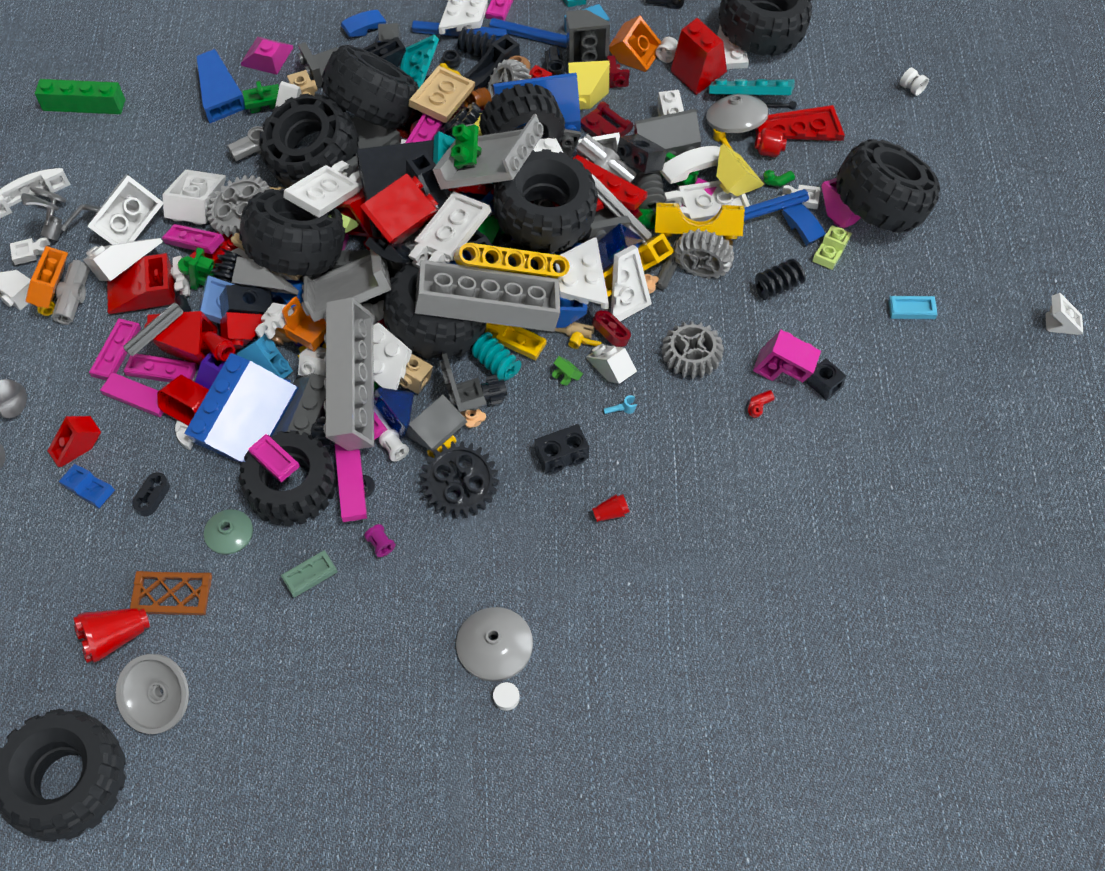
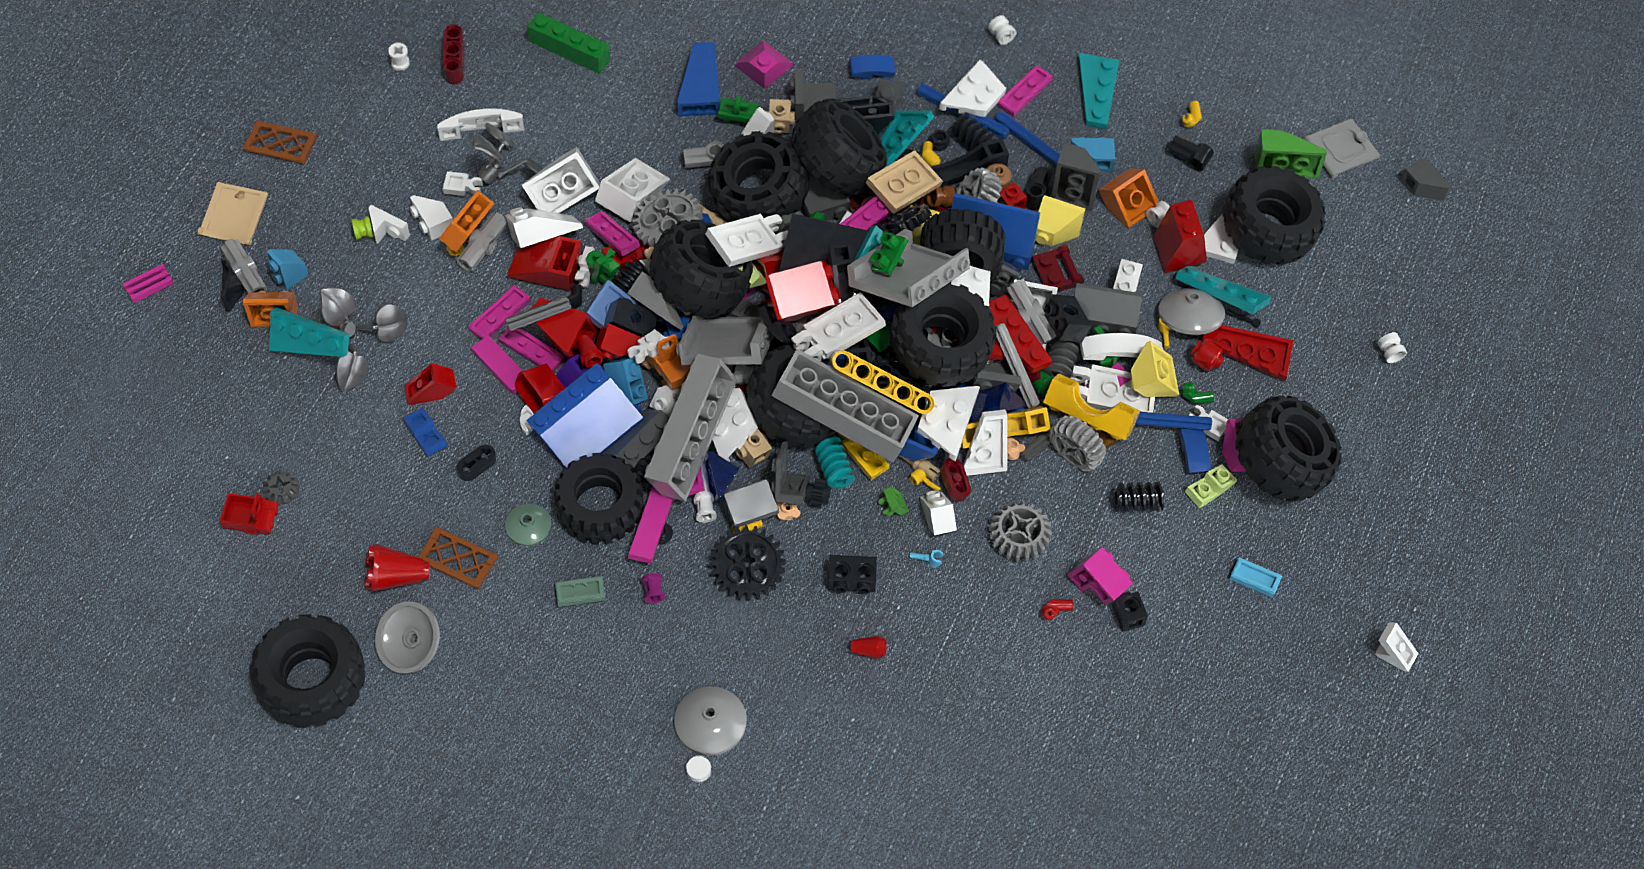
camera: 20 degrees right, 0 degrees up
(273, 458) = (592, 476): dark pink tile -> none
(617, 77) = (1092, 224): dark red bracket -> none

